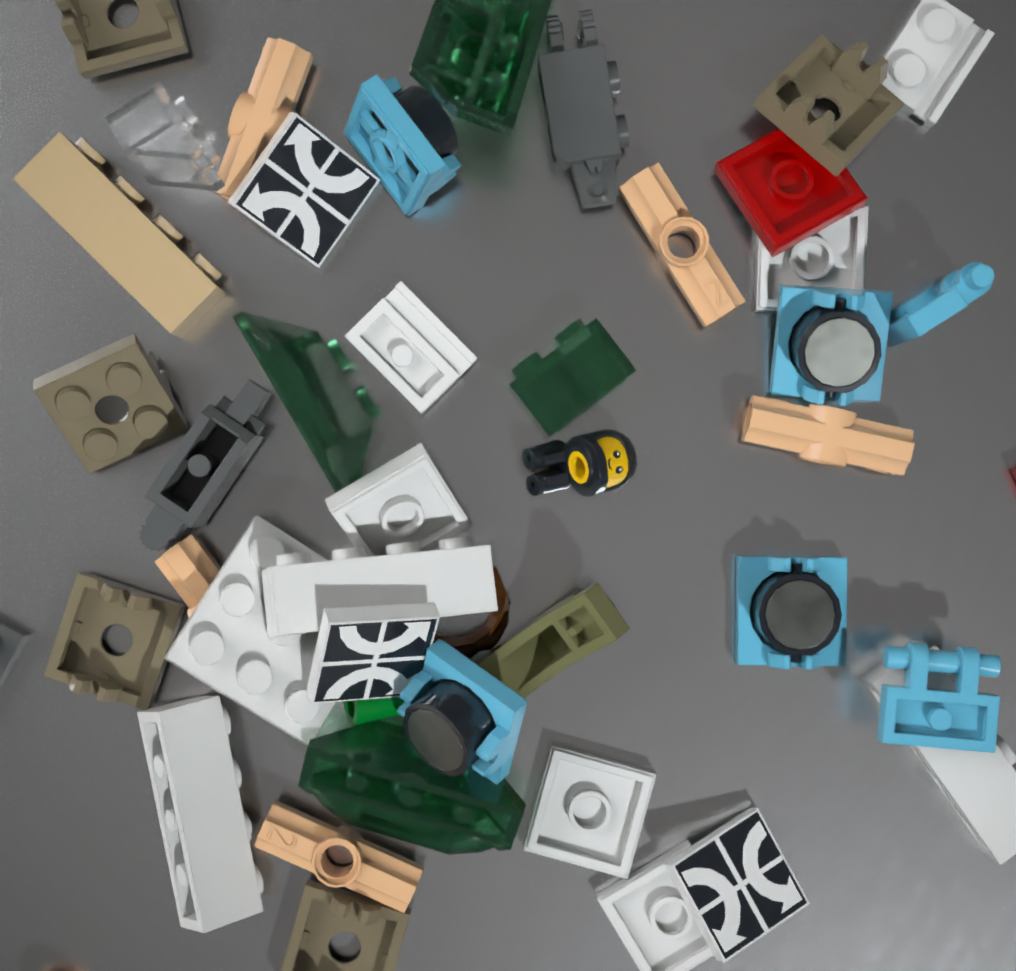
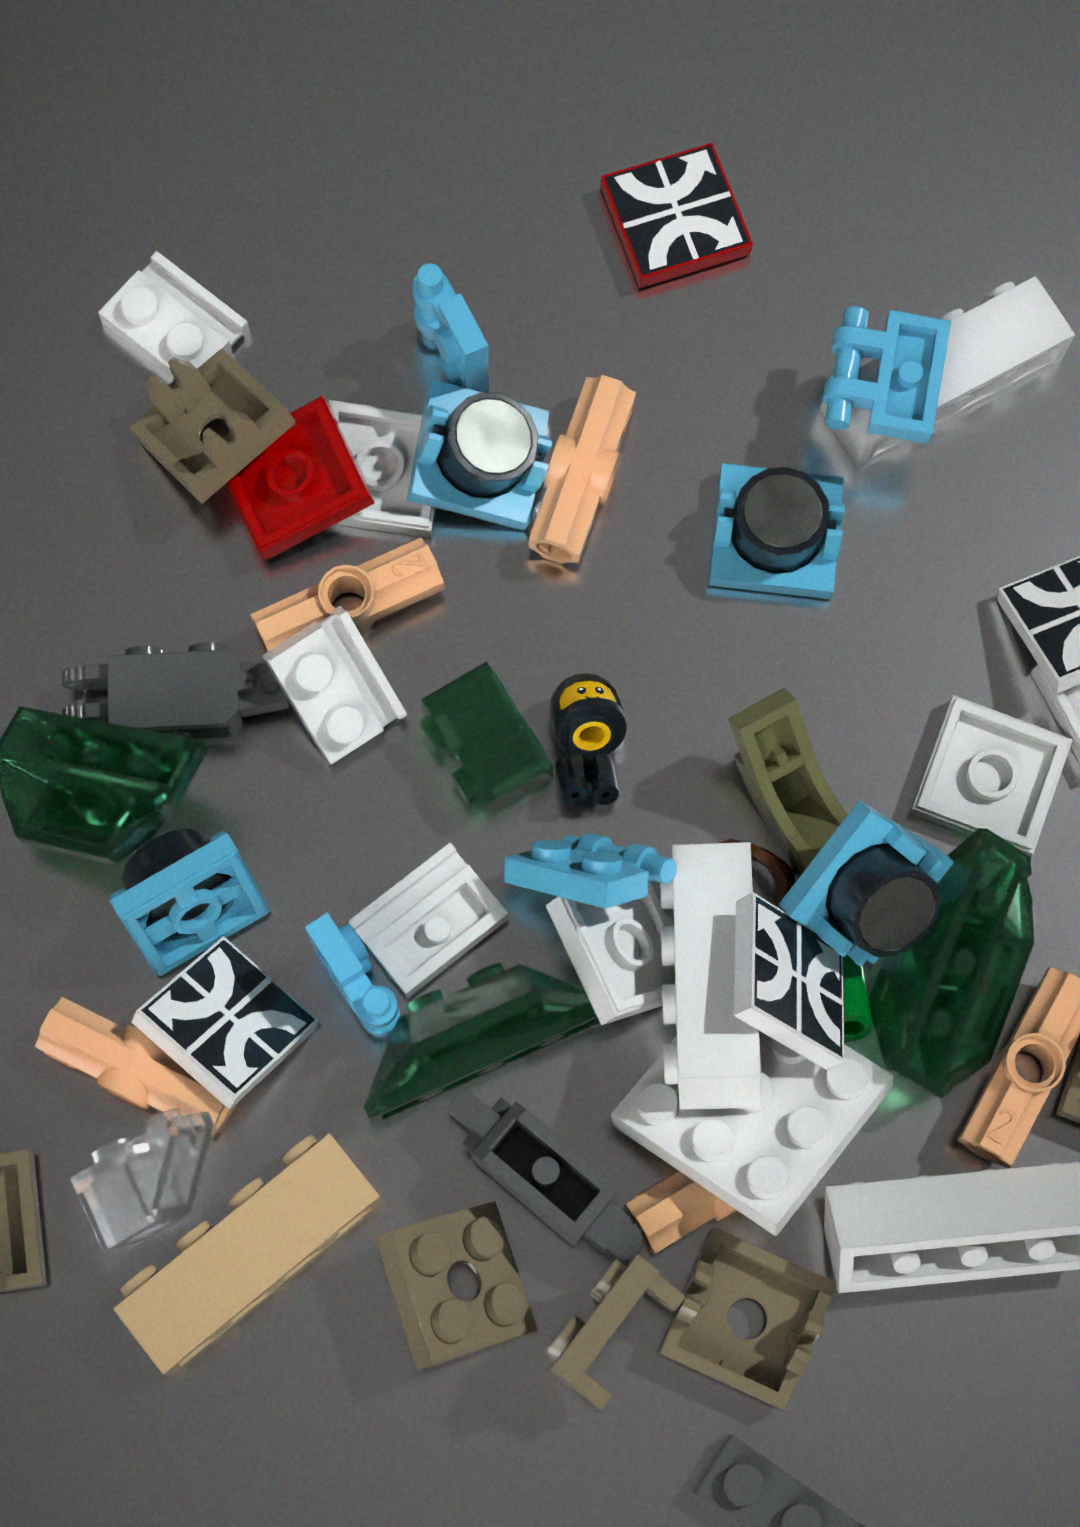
camera: 90 degrees left, 15 degrees down
(77, 515) = (616, 1295): none -> dark tan piece
(356, 280) = (347, 963): none -> medium azure plate
(456, 476) = (589, 869): none -> medium azure plate
(602, 242) = (334, 685): none -> white plate

